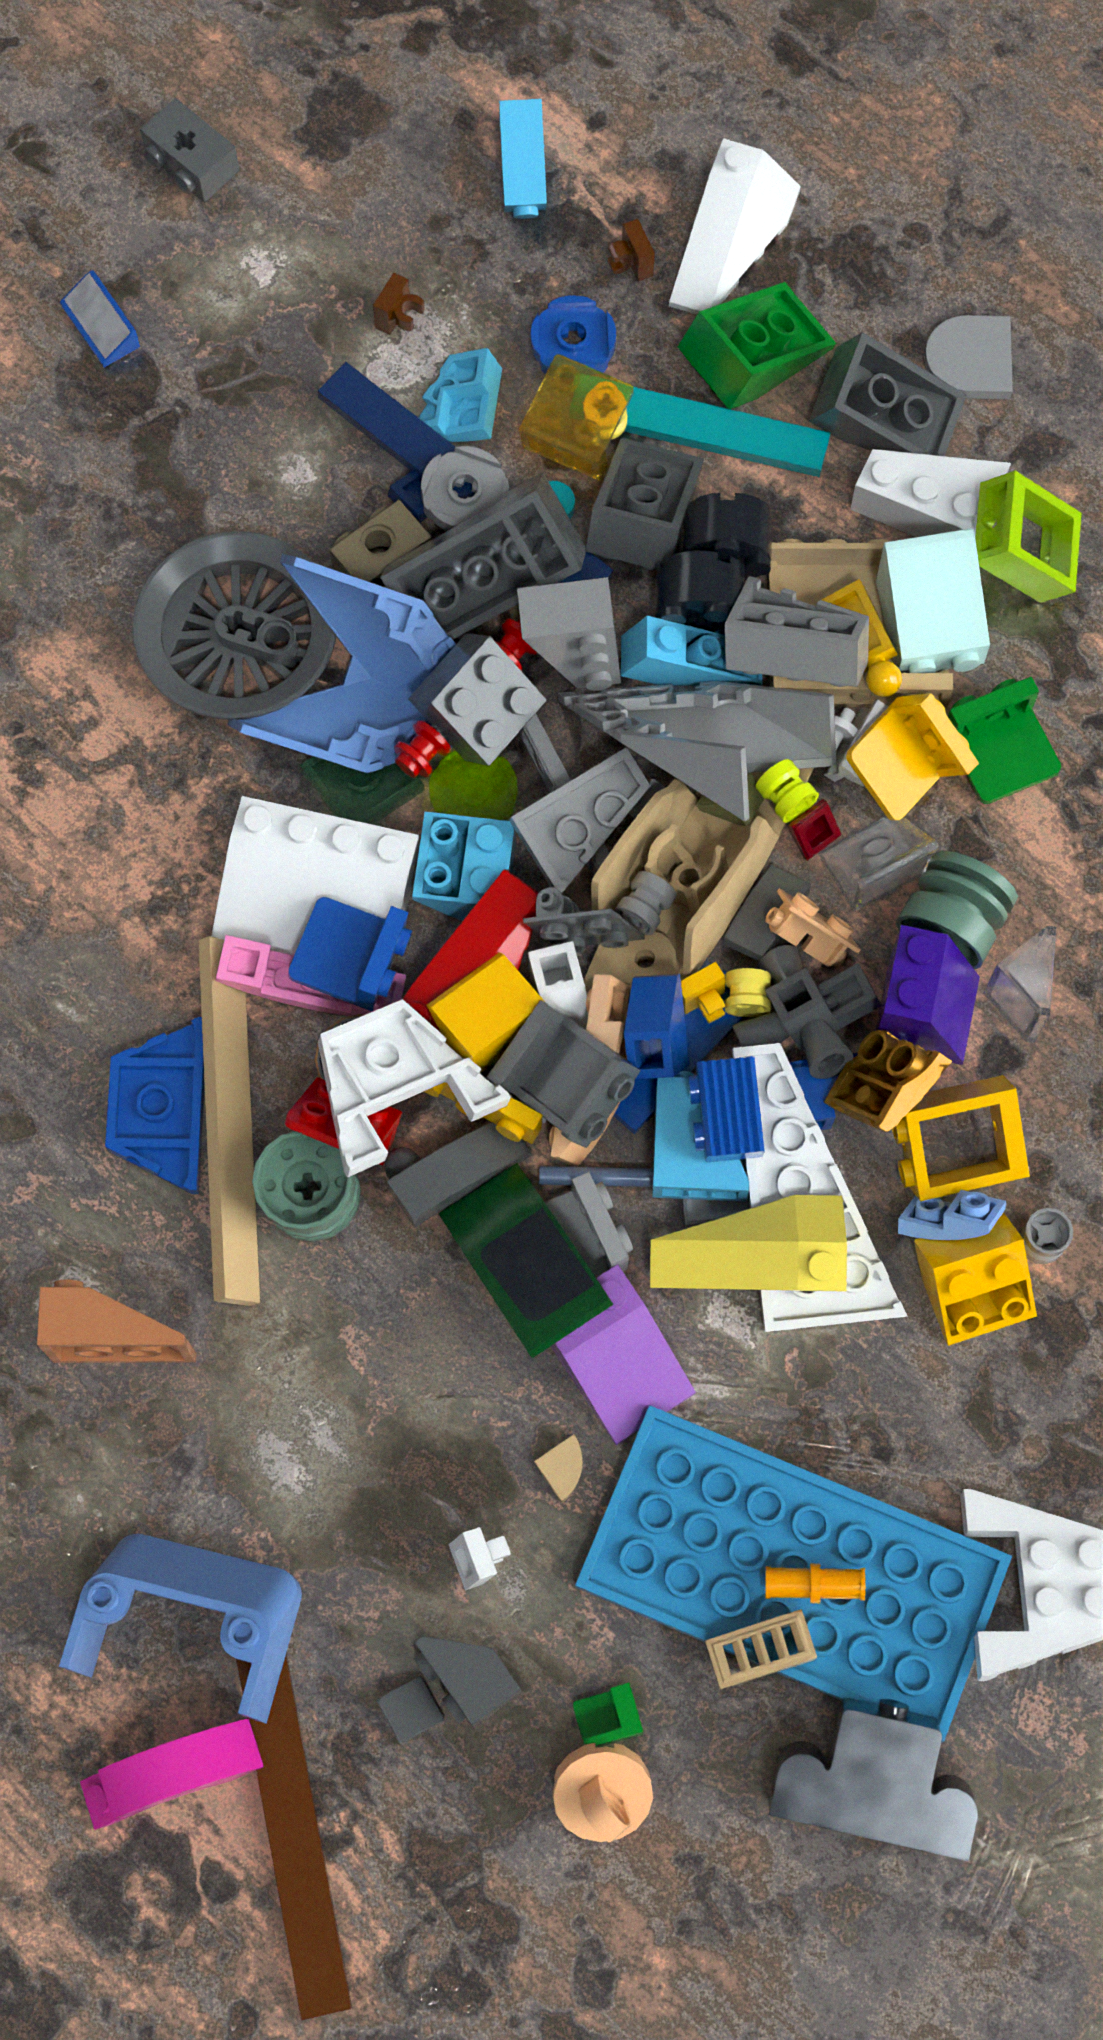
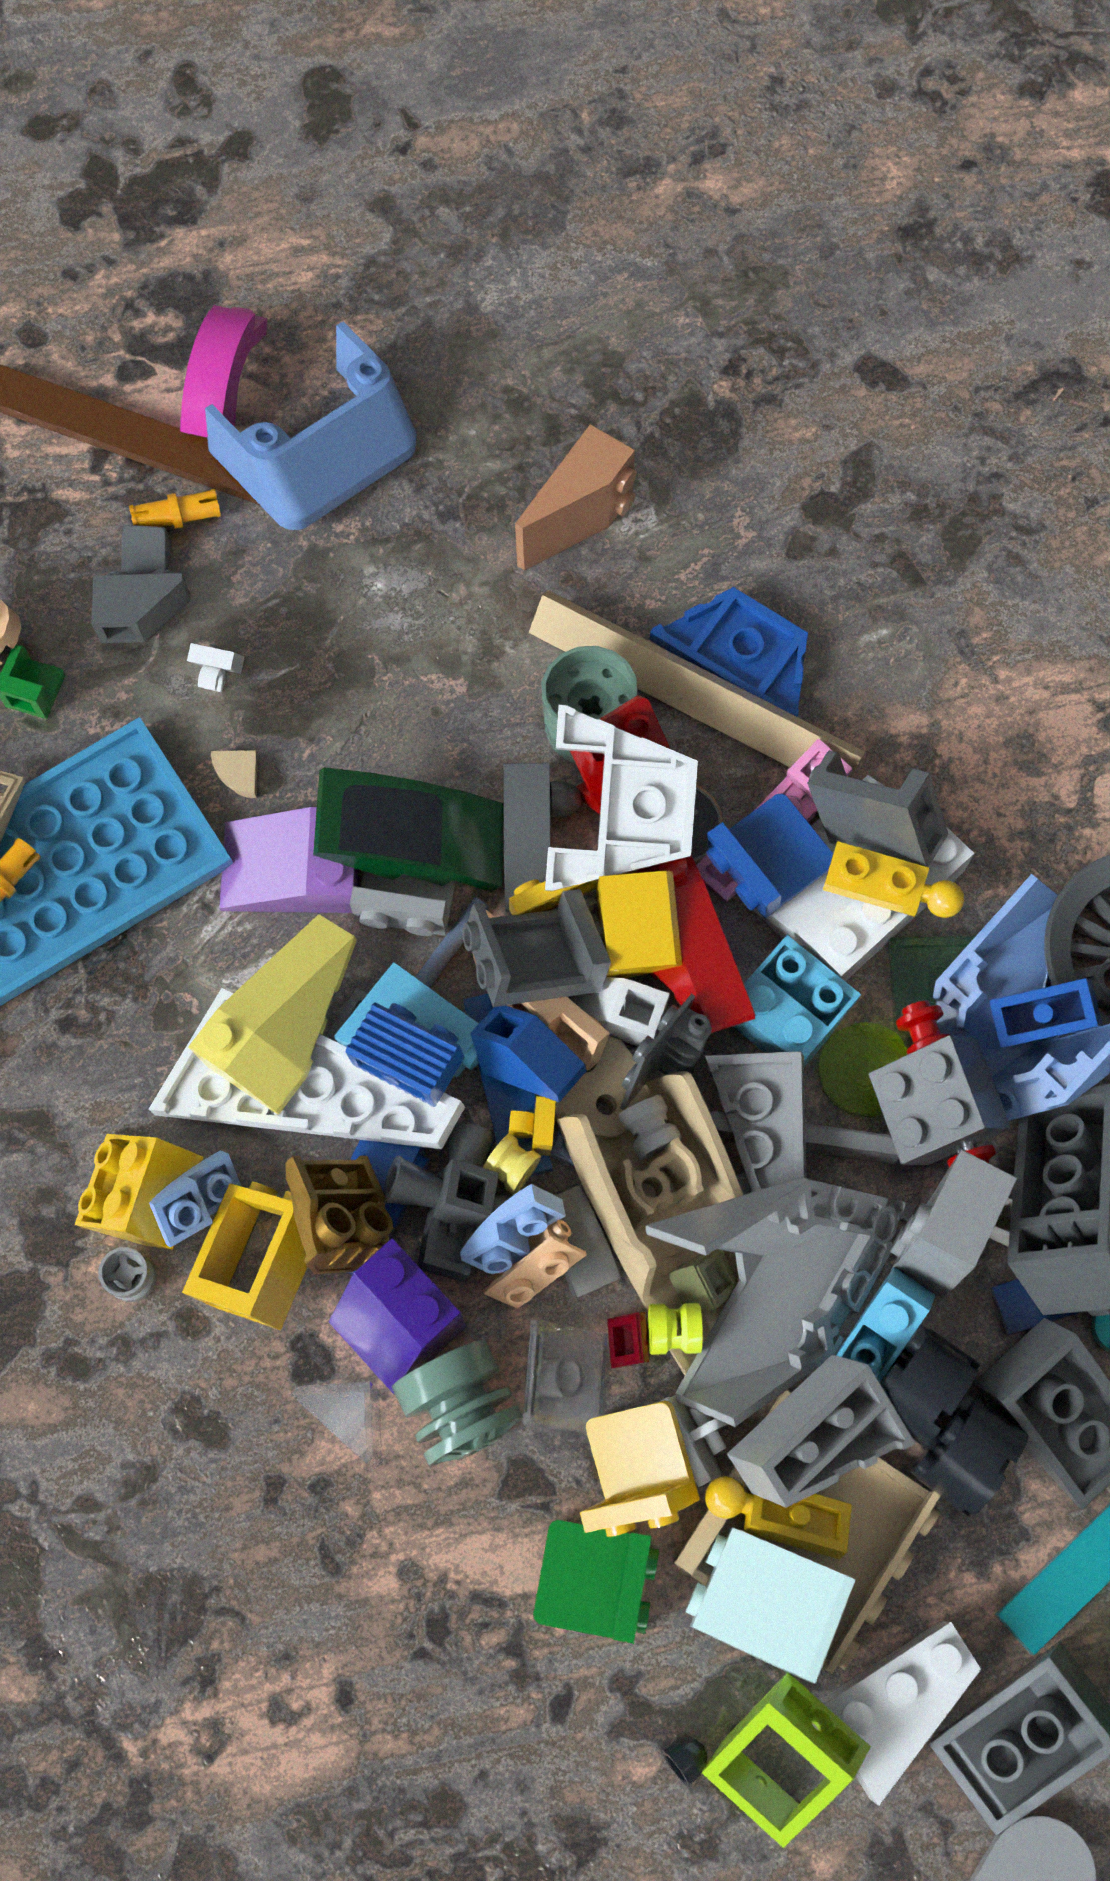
camera: 125 degrees right, 0 degrees up
(273, 878) = (878, 817): none -> dark grey panel
(318, 837) = (889, 882): none -> yellow plate
(347, 1714) = (176, 510): none -> light orange pin
(349, 663) = (1046, 1013): none -> blue brick
(807, 949) = (505, 1233): none -> light blue slope
(1072, 613) = (686, 1759): none -> black hinge

